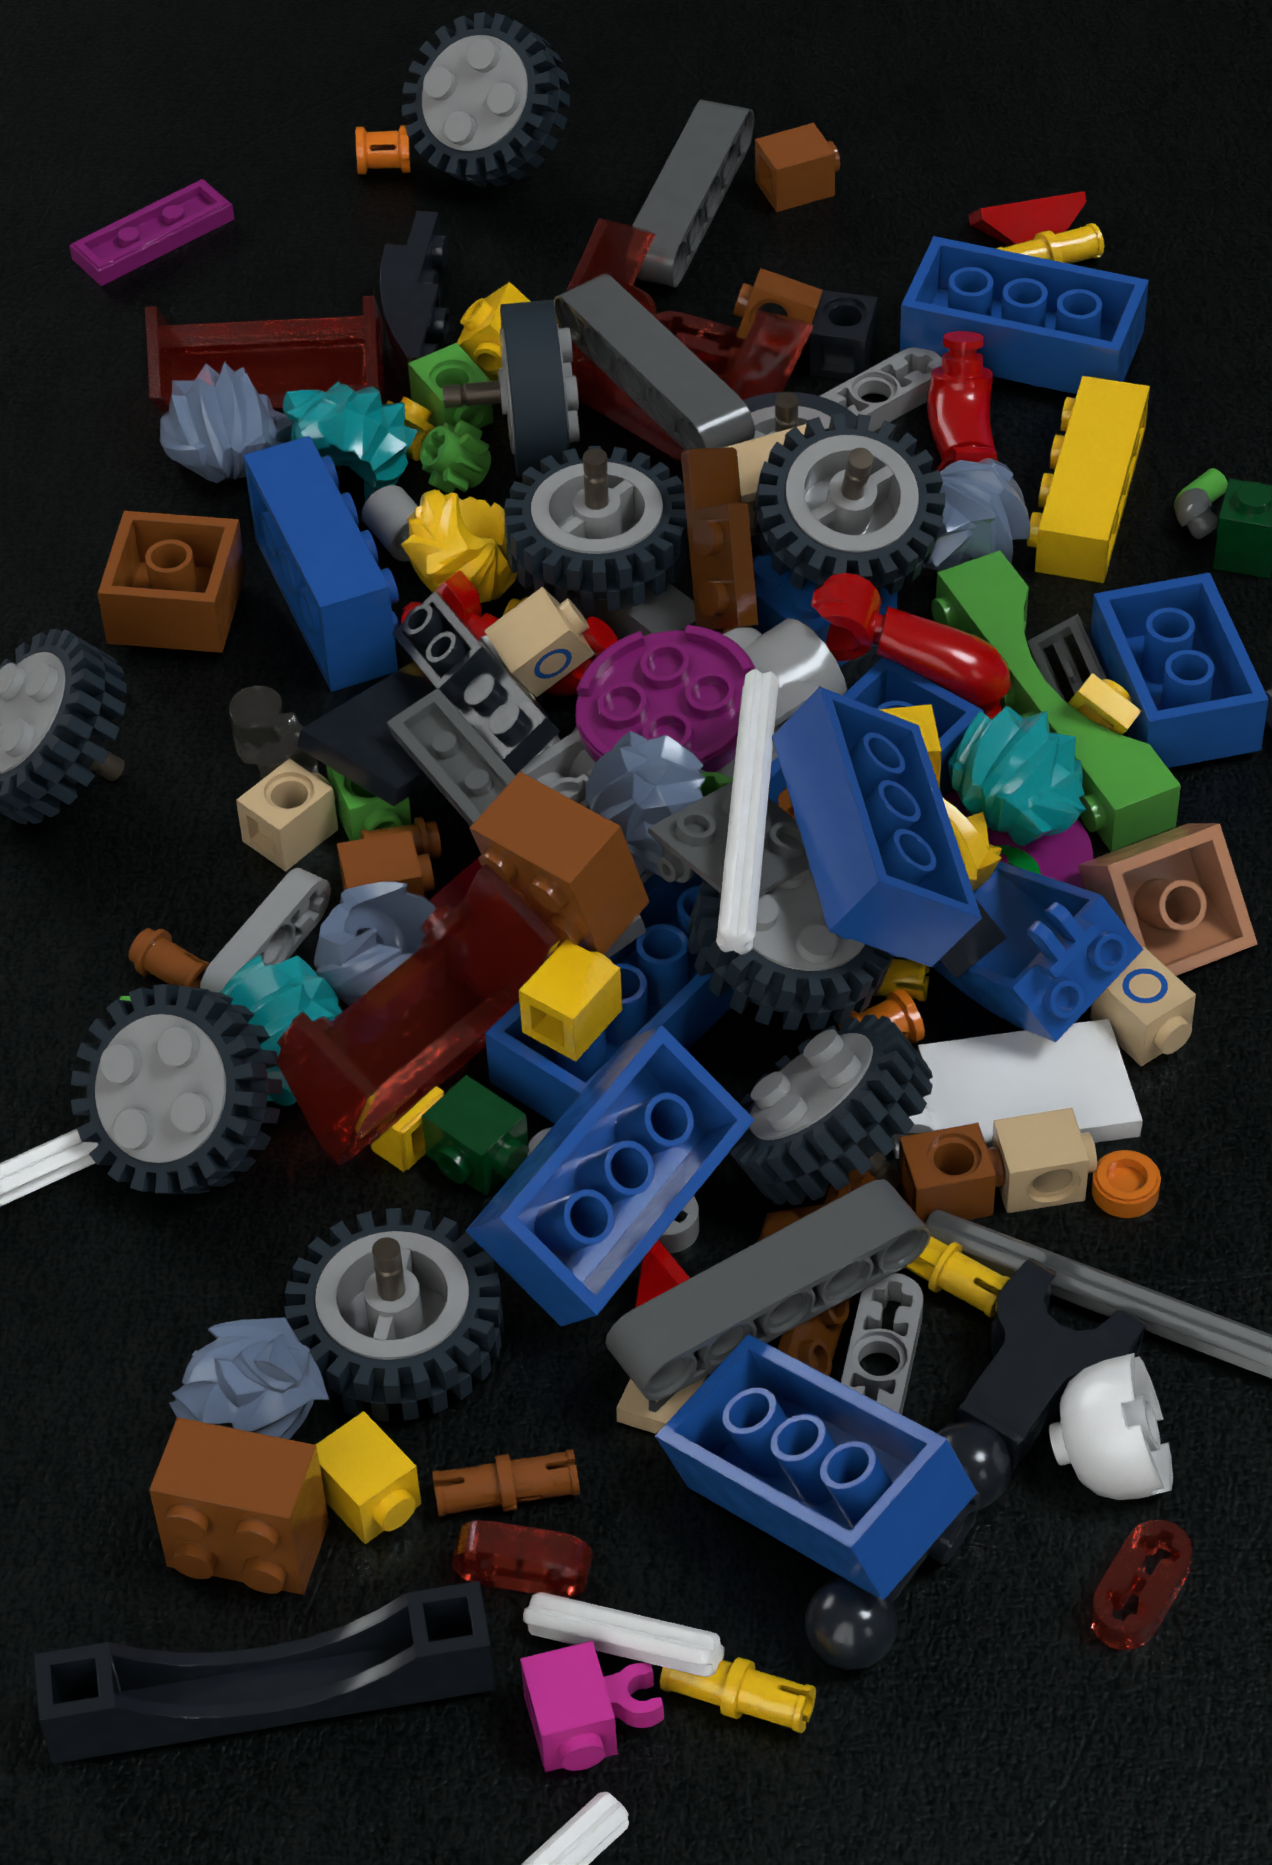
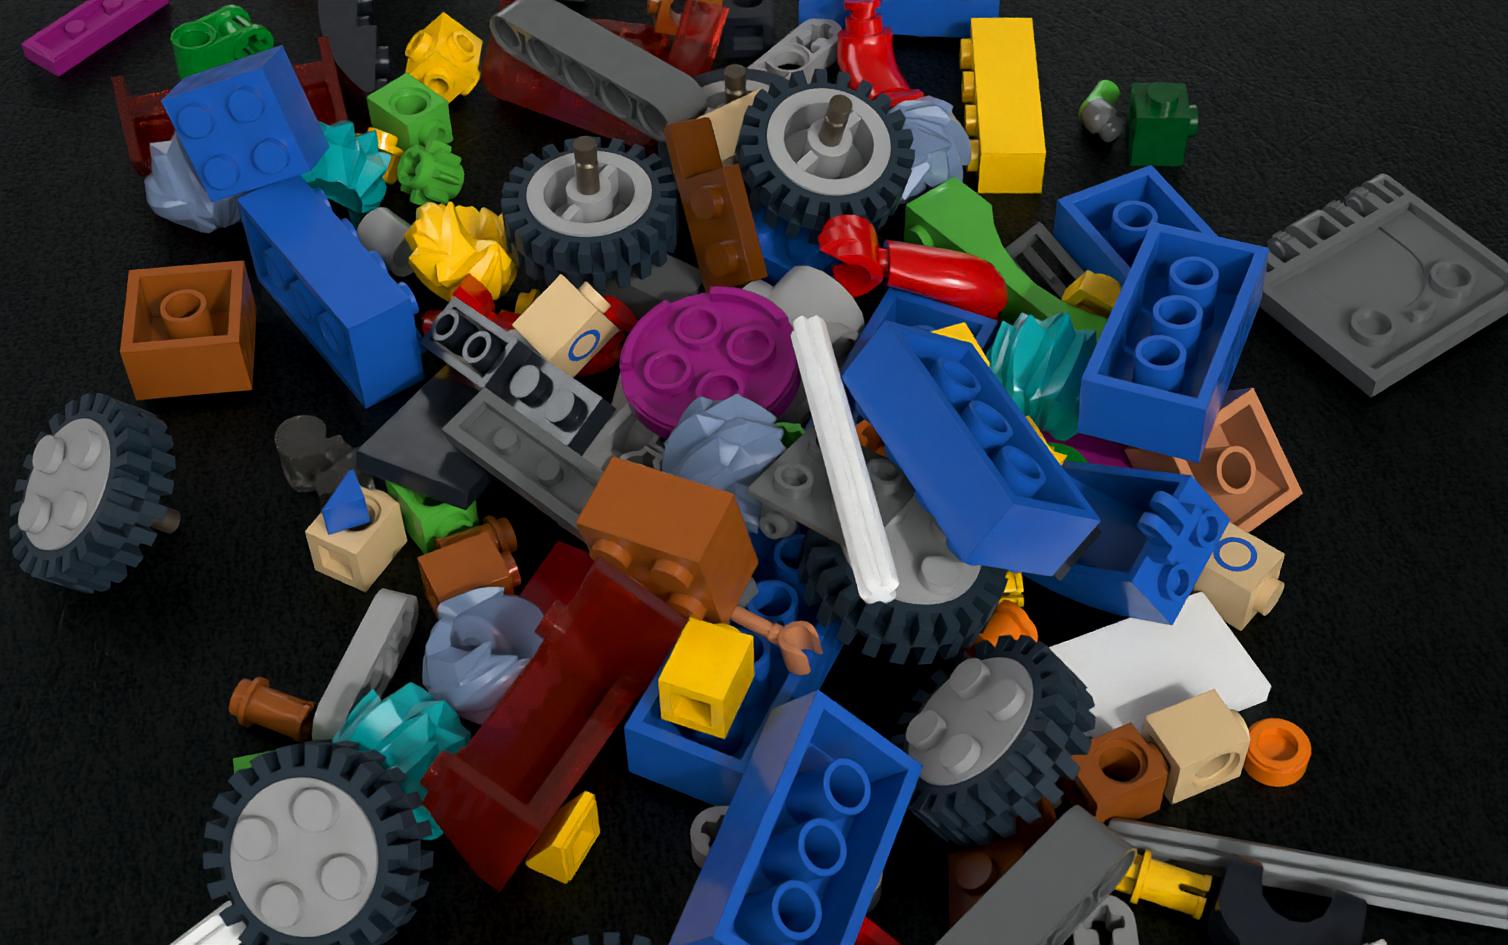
camera: 15 degrees left, 0 degrees up
(267, 280) = (217, 40): none -> green piece
(268, 379) = (246, 124): none -> blue brick
(278, 781) = (346, 506): none -> blue piece
(475, 1136) = (635, 834): dark green brick -> none
(532, 385) = (490, 97): black wheel -> none
(662, 980) = (790, 638): none -> nougat hand
(1140, 759) = (1172, 342): none -> blue brick

